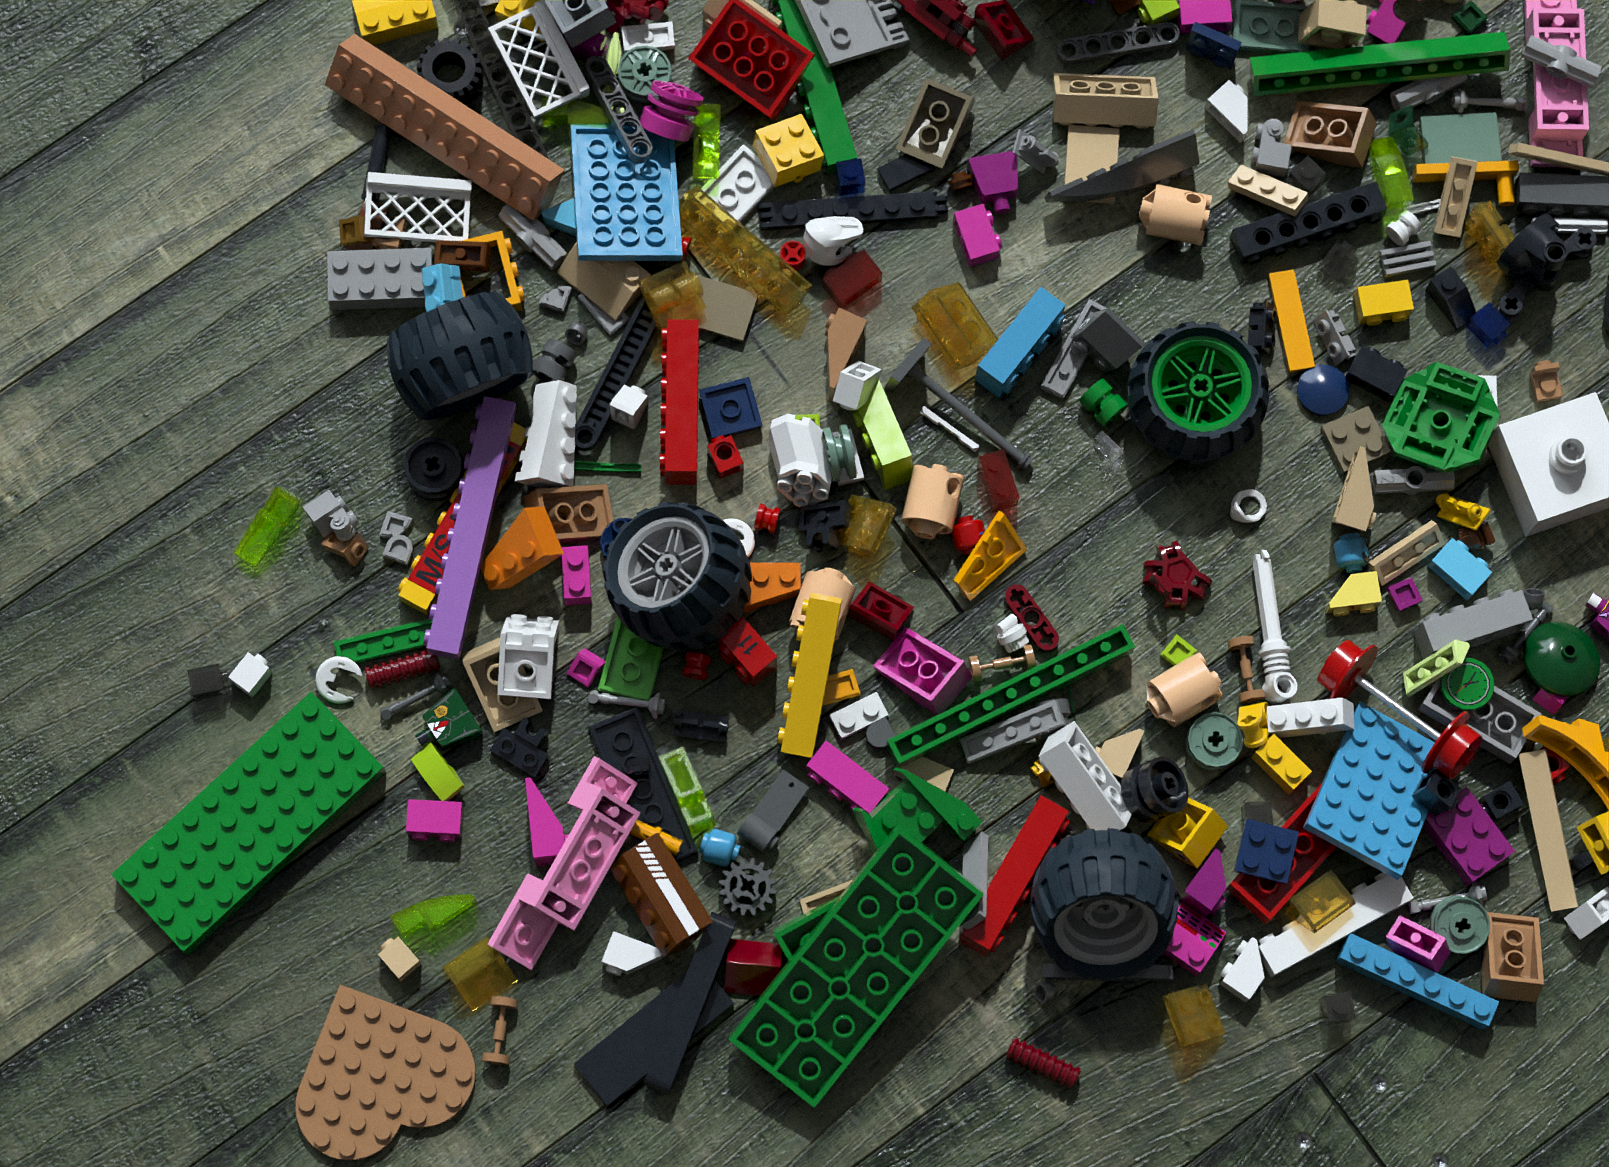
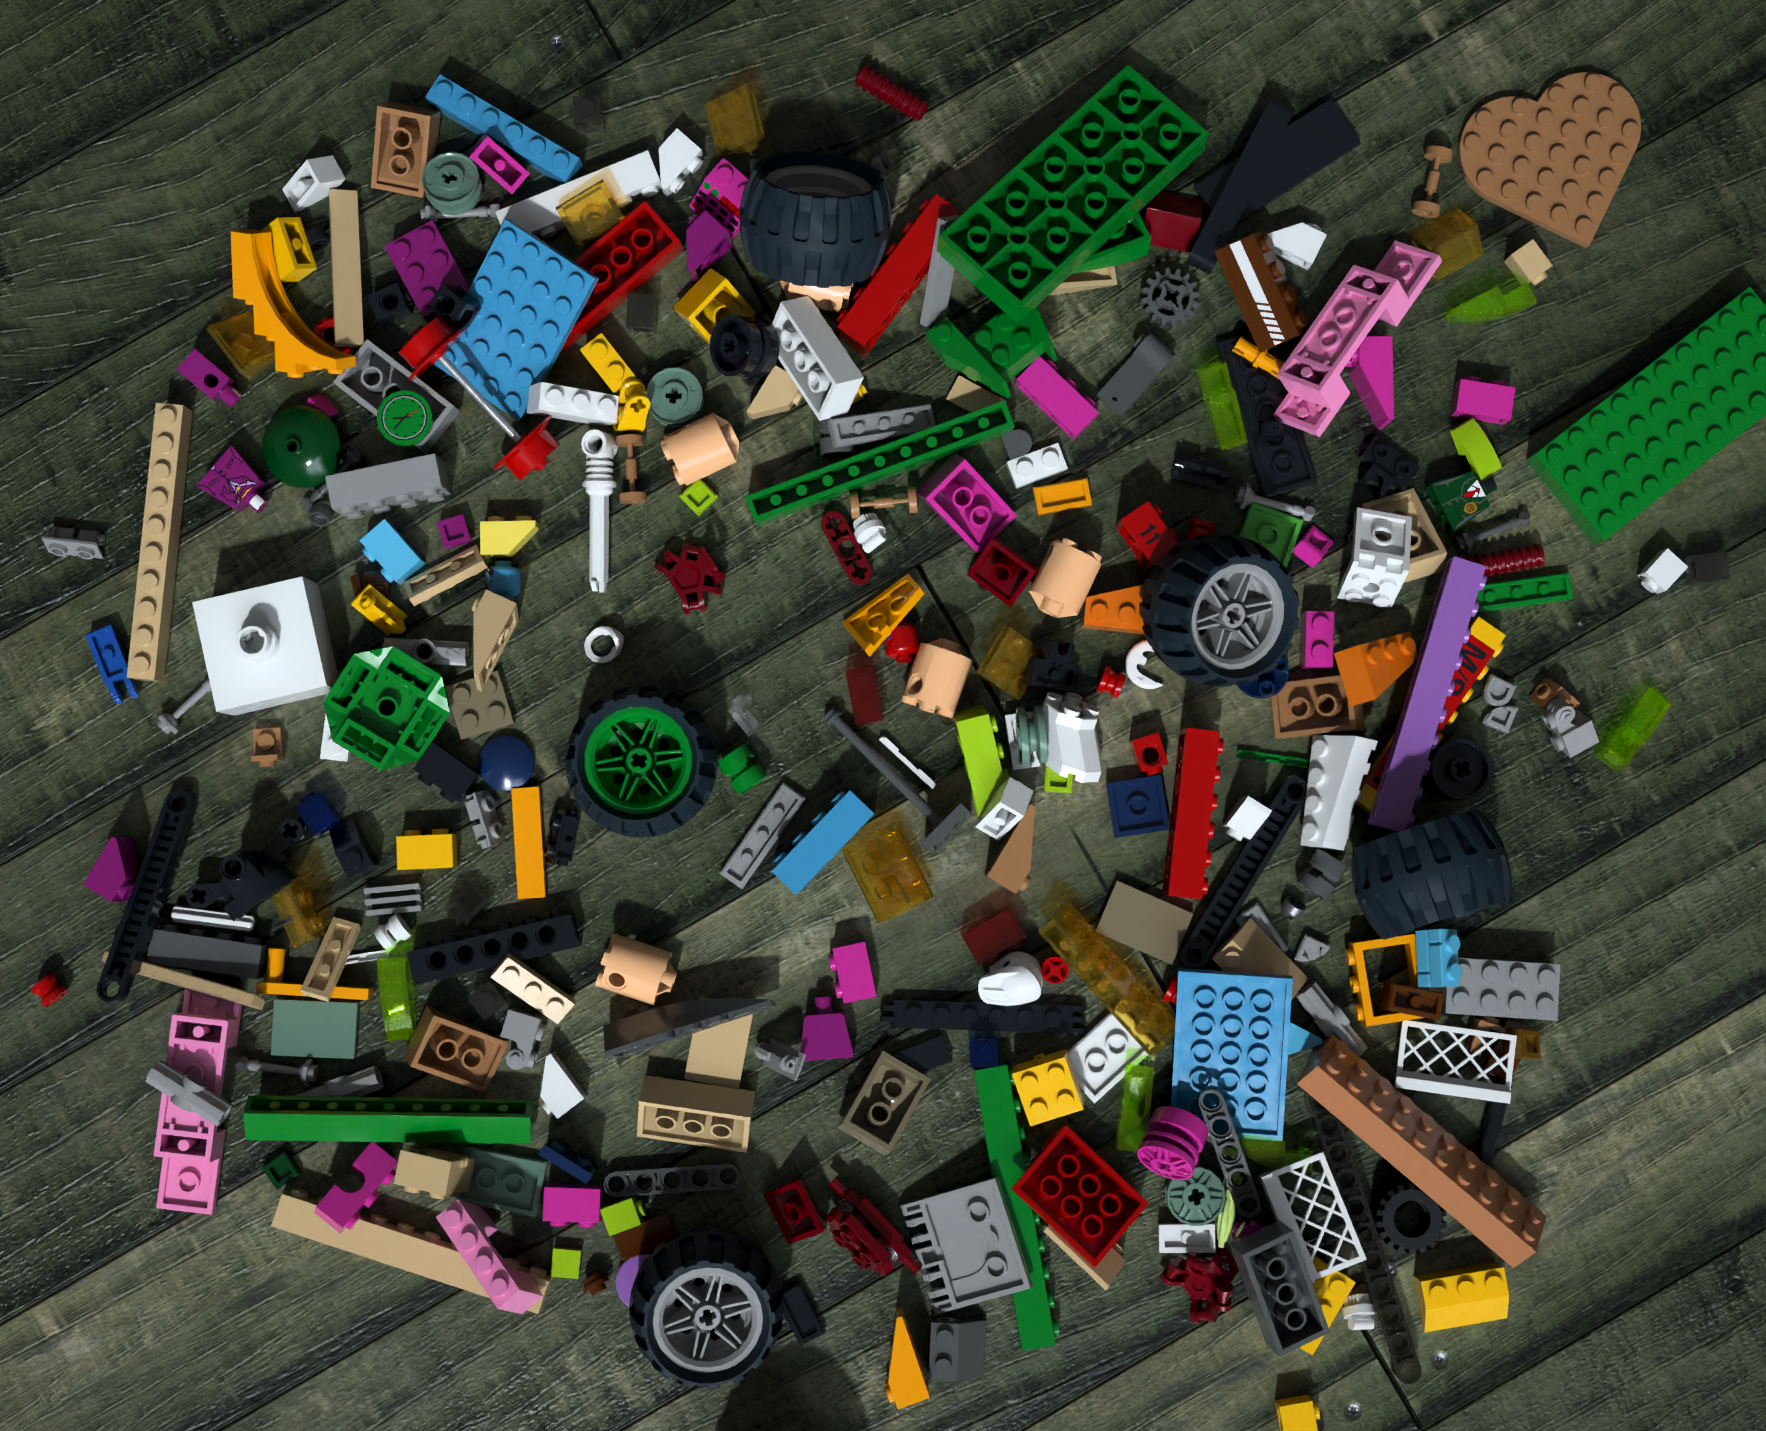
camera: 170 degrees left, 10 degrees up
(325, 674) = (1583, 563): white head -> none
(672, 294) = (1190, 933): clear yellow plate -> none
(719, 847) = (1195, 340): dark azure head -> none
(811, 674) = (1086, 500): yellow brick -> none
(960, 180) = (864, 1036): reddish brown plate -> none
(1106, 340) = (731, 834): dark grey slope -> none
(1266, 851) = (639, 267): dark blue plate -> none
(1406, 133) = (373, 1037): clear green bracket -> none
(1435, 666) = (435, 439): yellowish green slope -> none

